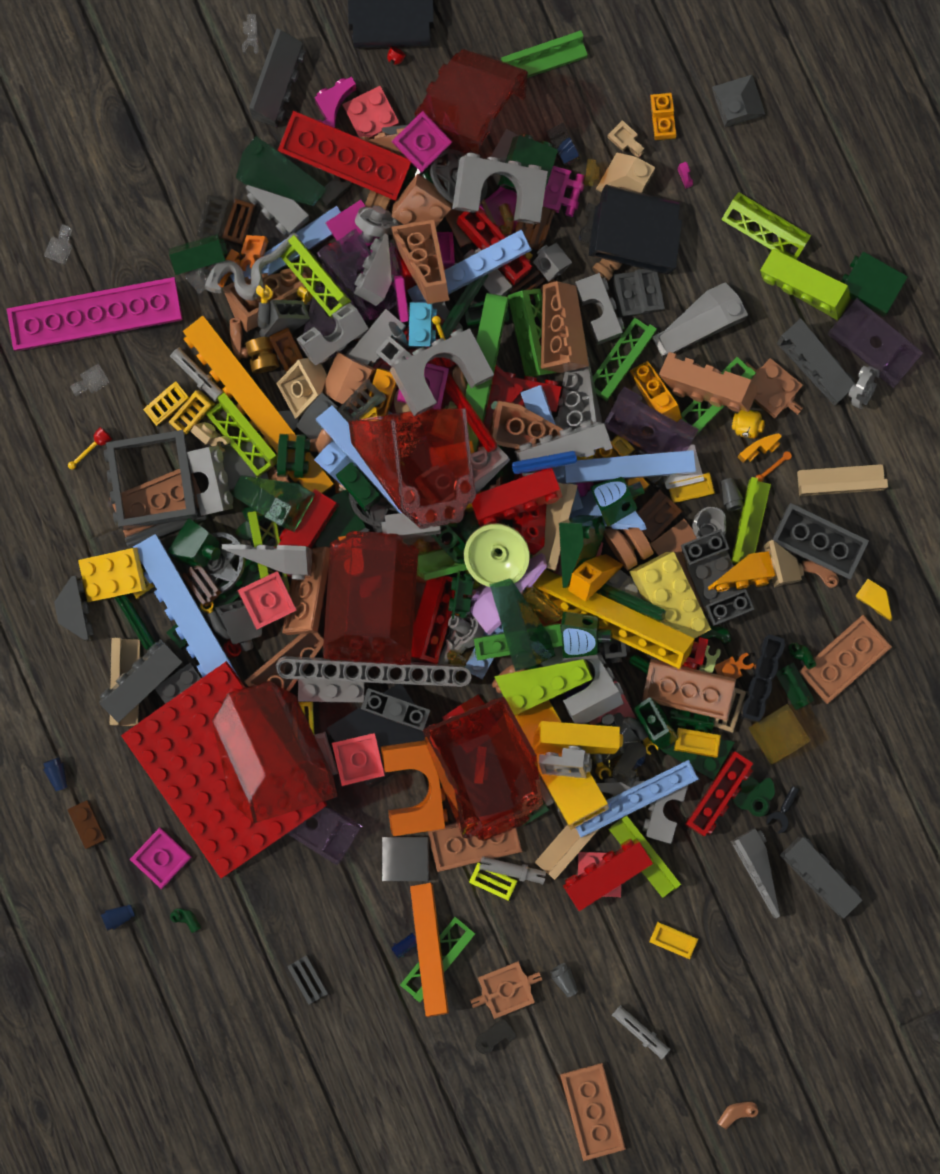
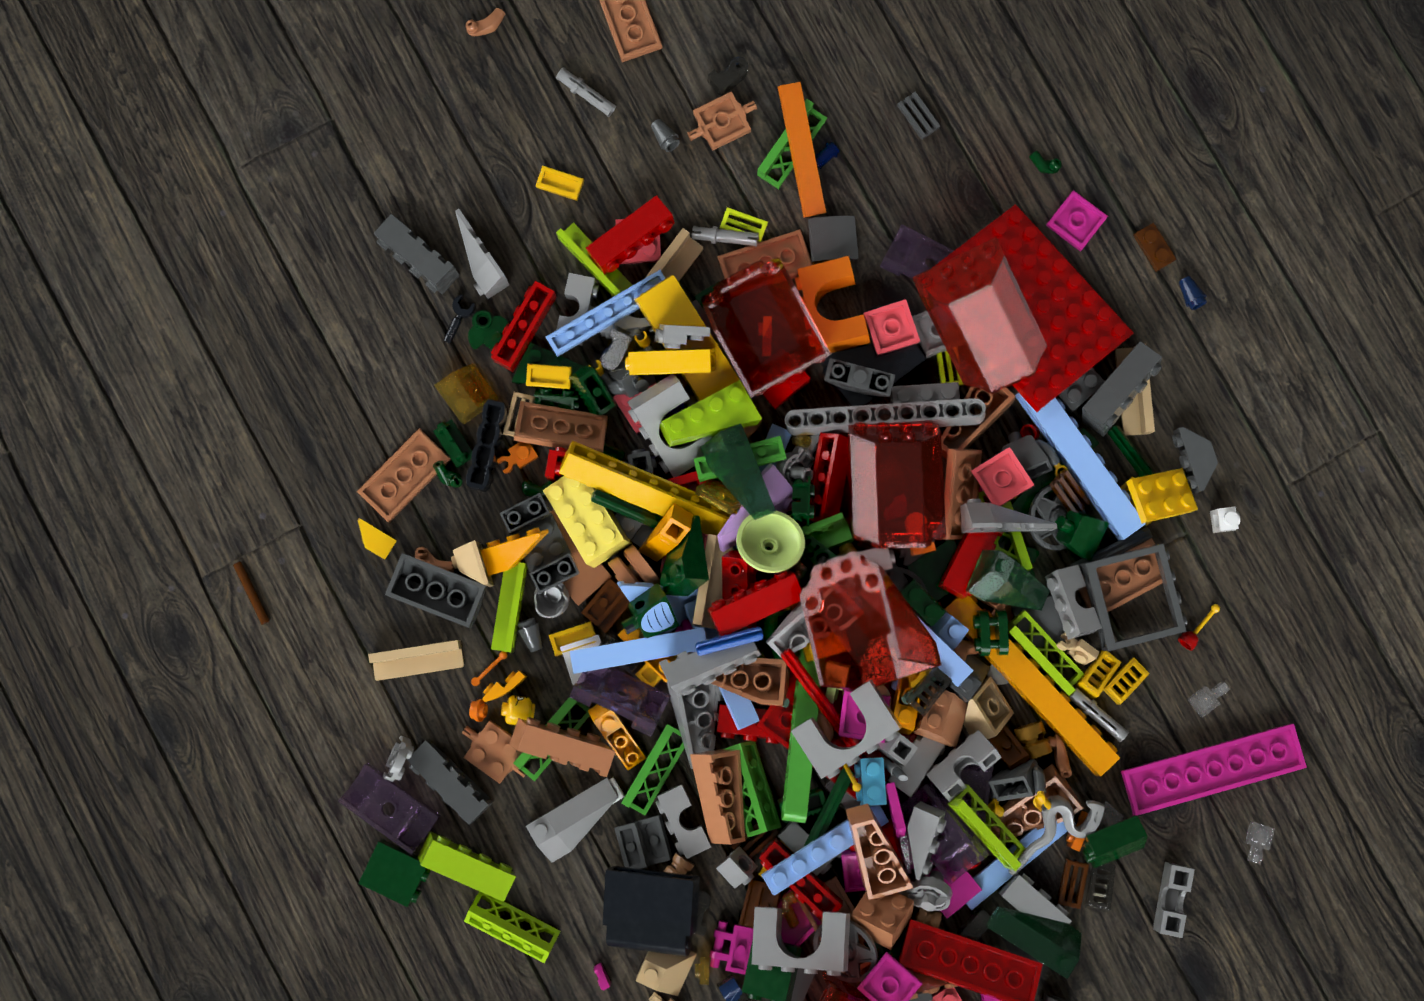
camera: 175 degrees right, 0 degrees up
(53, 547) = (1225, 519): none -> white brick
(117, 916) = (1113, 159): dark blue cone -> none
(151, 191) = (1169, 912): none -> light grey arch
(252, 249) = (1055, 854): orange plate -> none
(582, 635) = (675, 469): torso -> none
(710, 661) = (541, 458): yellowish green plate -> none
(786, 427) = (478, 710): none -> orange plate

